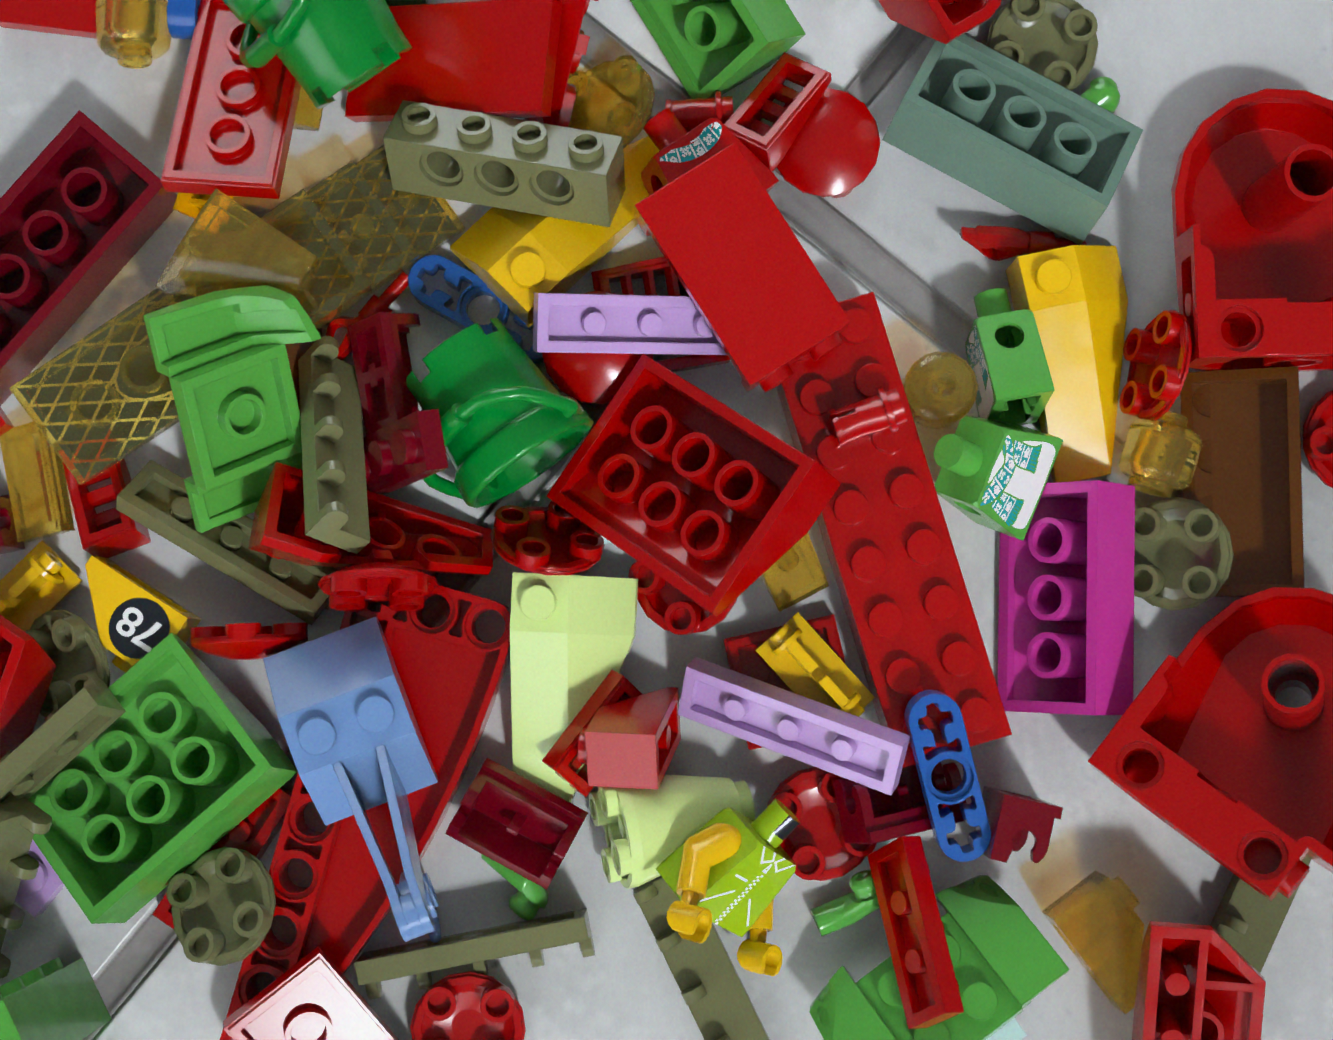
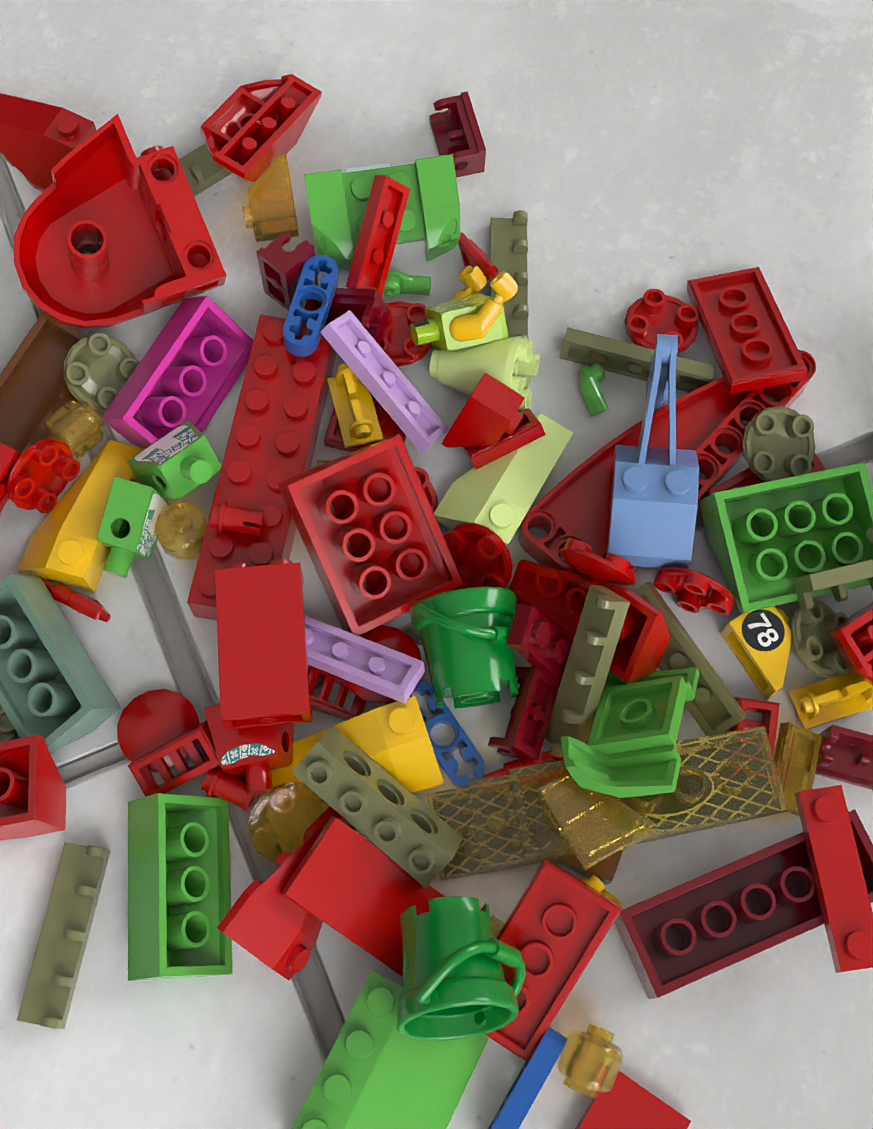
camera: 155 degrees left, 15 degrees down
(516, 823) = (578, 412): dark red hinge -> none
(772, 995) = (474, 256): none -> red hand

